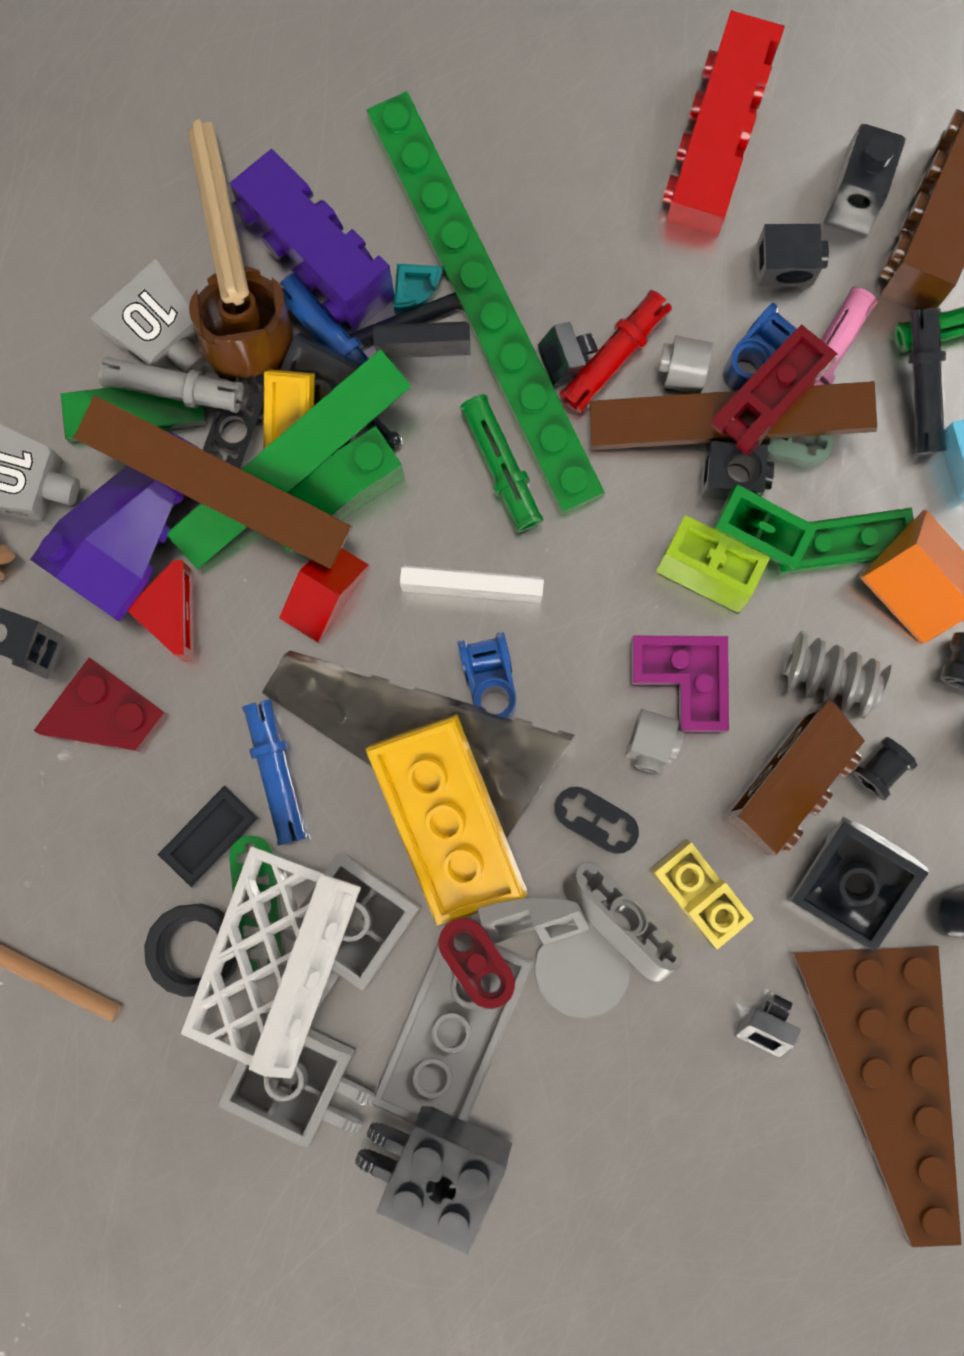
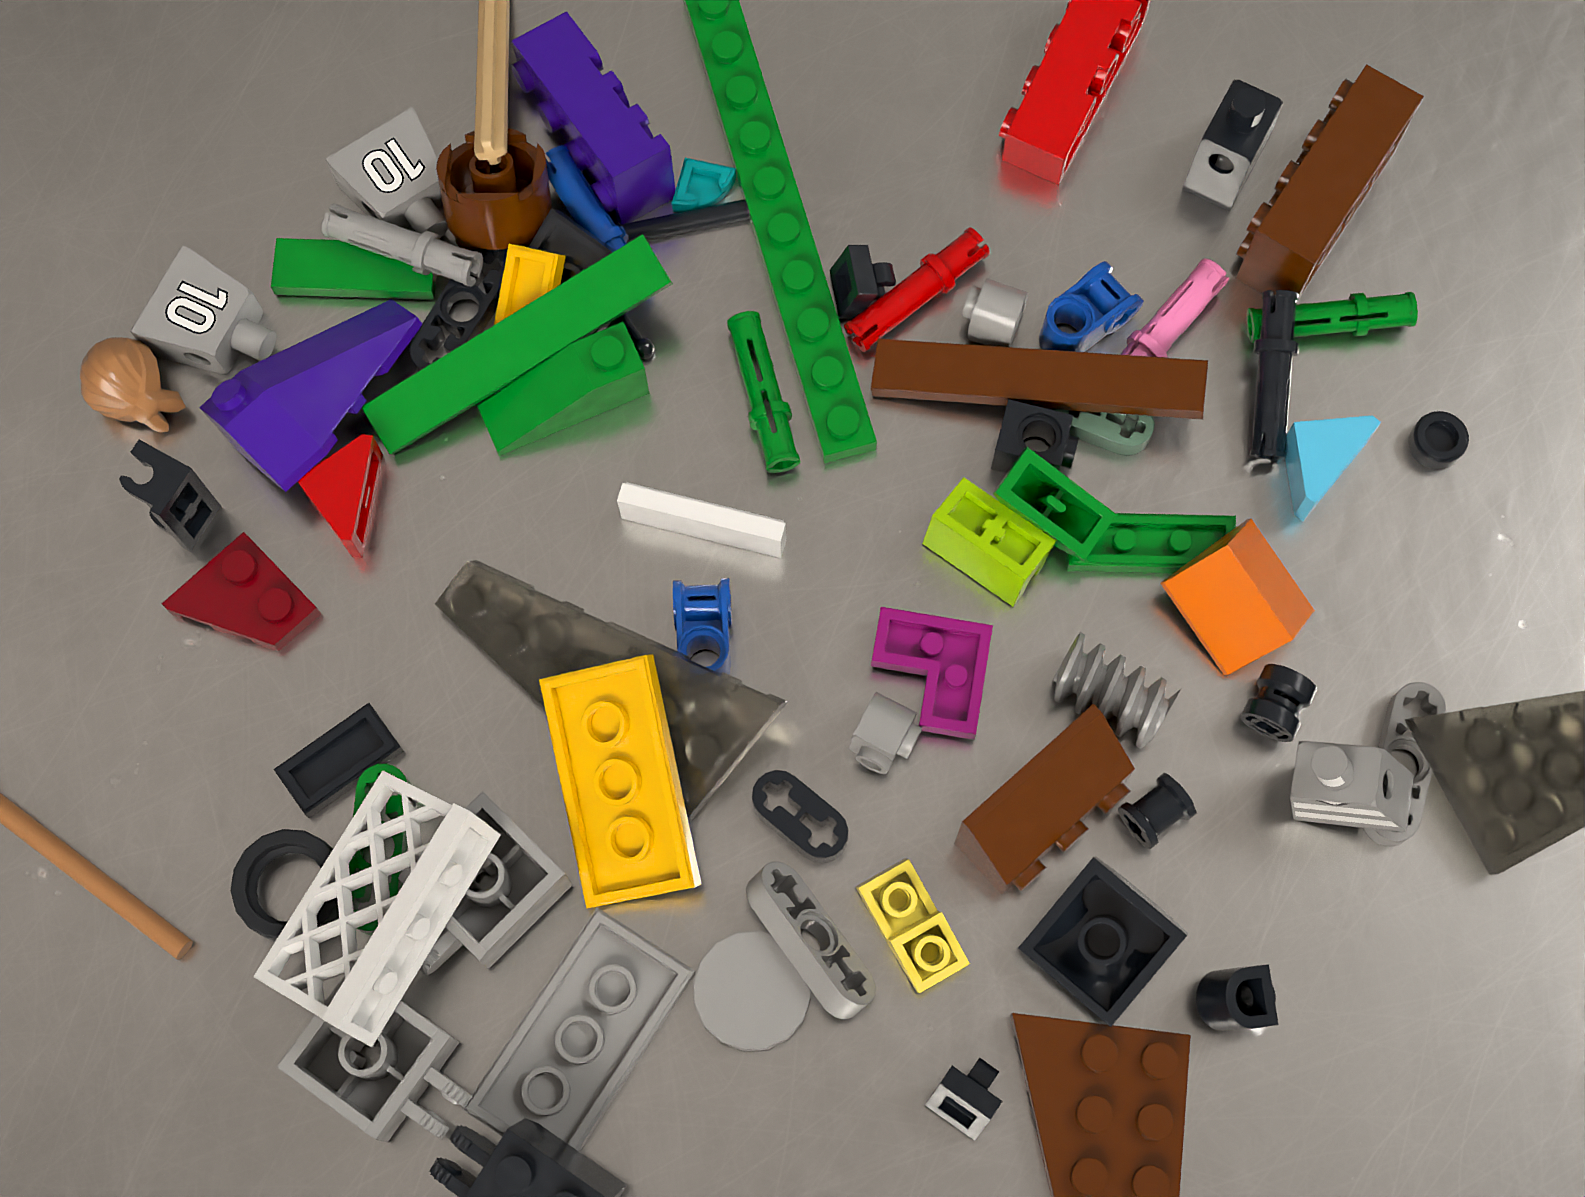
camera: 10 degrees right, 10 degrees down
(213, 482) = (427, 354): reddish brown tile -> none
(274, 771) = (430, 696): blue pin -> none
(321, 594) = (527, 501): red slope -> none
(423, 339) = (697, 238): black tile -> none
(476, 962) = (625, 956): dark red plate -> none
(549, 917) = (719, 914): light grey slope -> none
(775, 388) = (1089, 350): dark red plate -> none
(791, 254) = (1137, 214): black brick -> none

